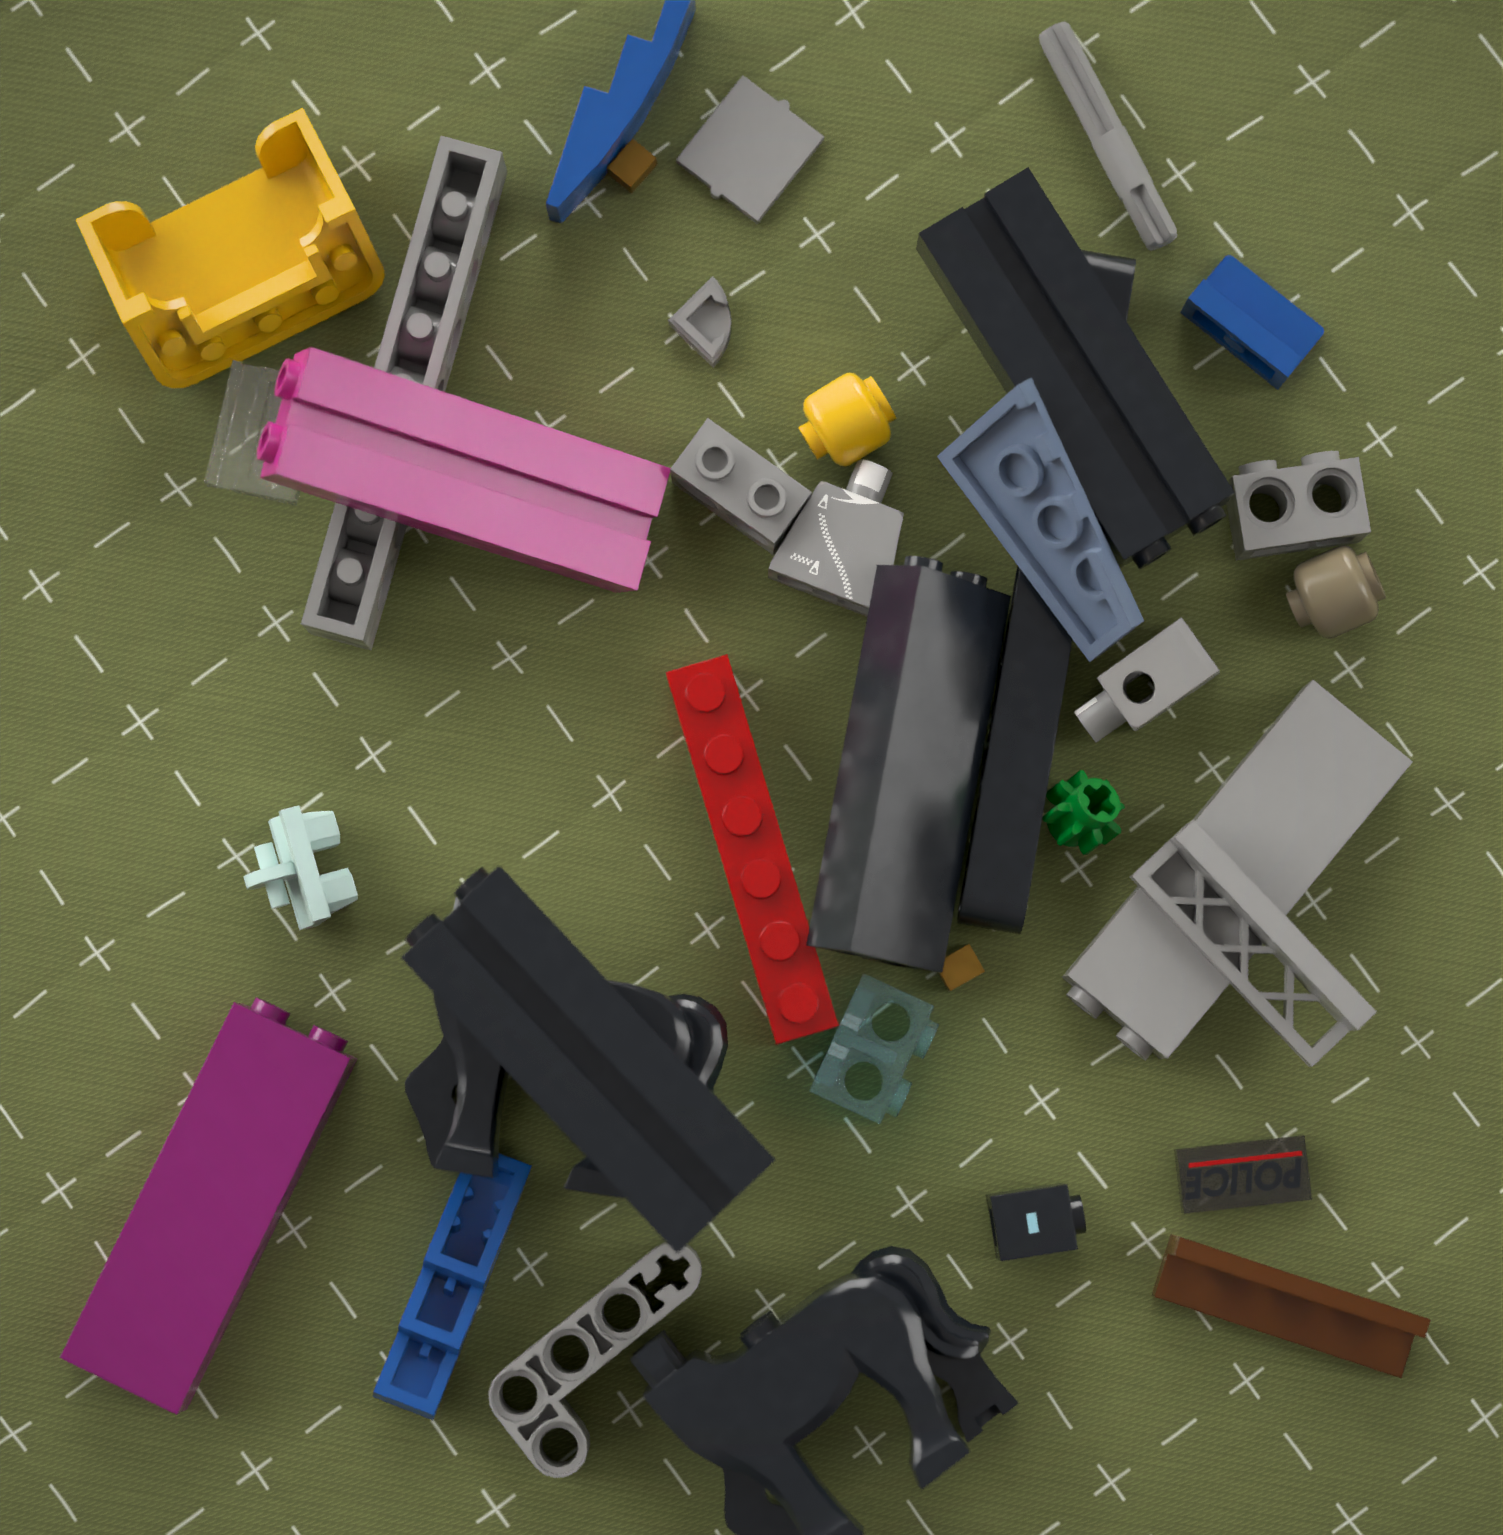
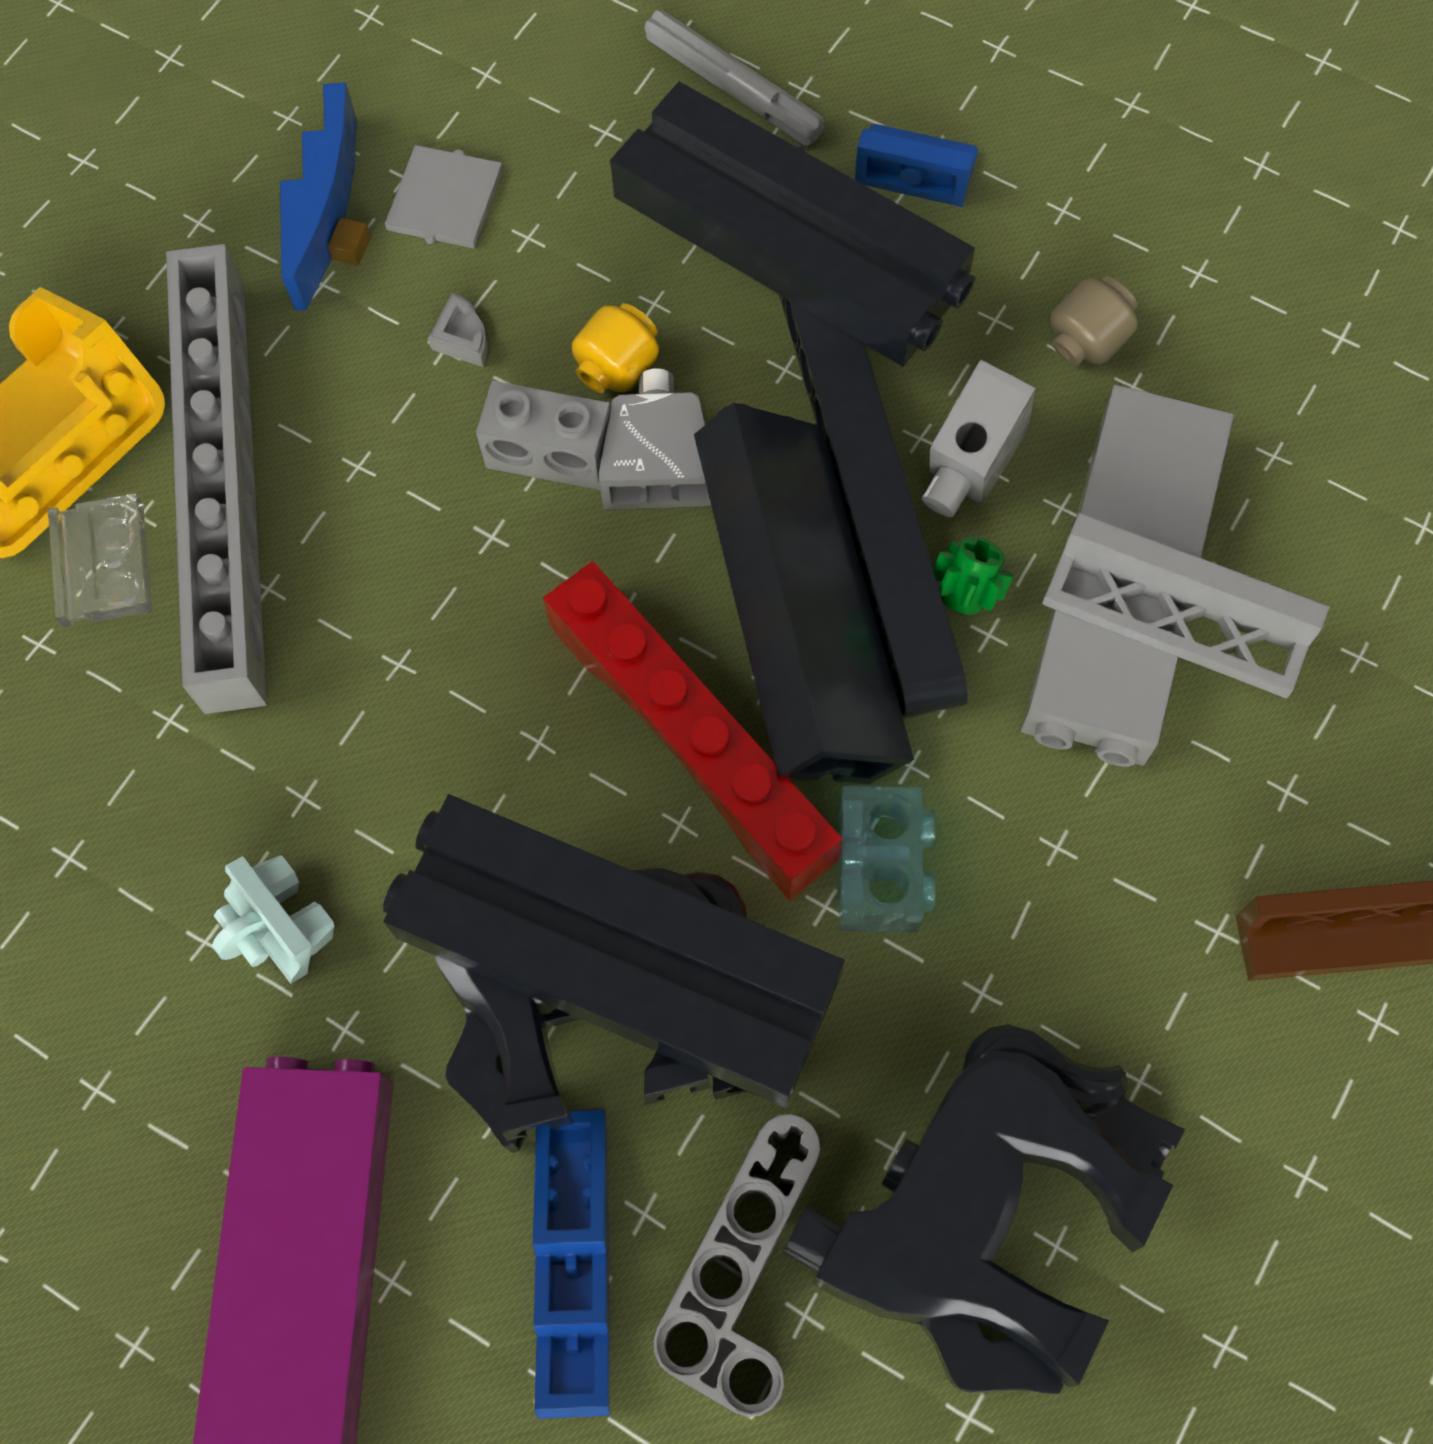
camera: 20 degrees left, 15 degrees down
(461, 470) = (279, 495): dark pink brick -> none
(960, 968) = (928, 758): pearl gold piece -> none
(1035, 1221) = (1108, 951): black brick -> none
(1037, 509) = (812, 331): sand blue wing -> none
(1243, 1174) = (1273, 831): clear smoke tile -> none
(1300, 521) = (1031, 281): light grey brick -> none

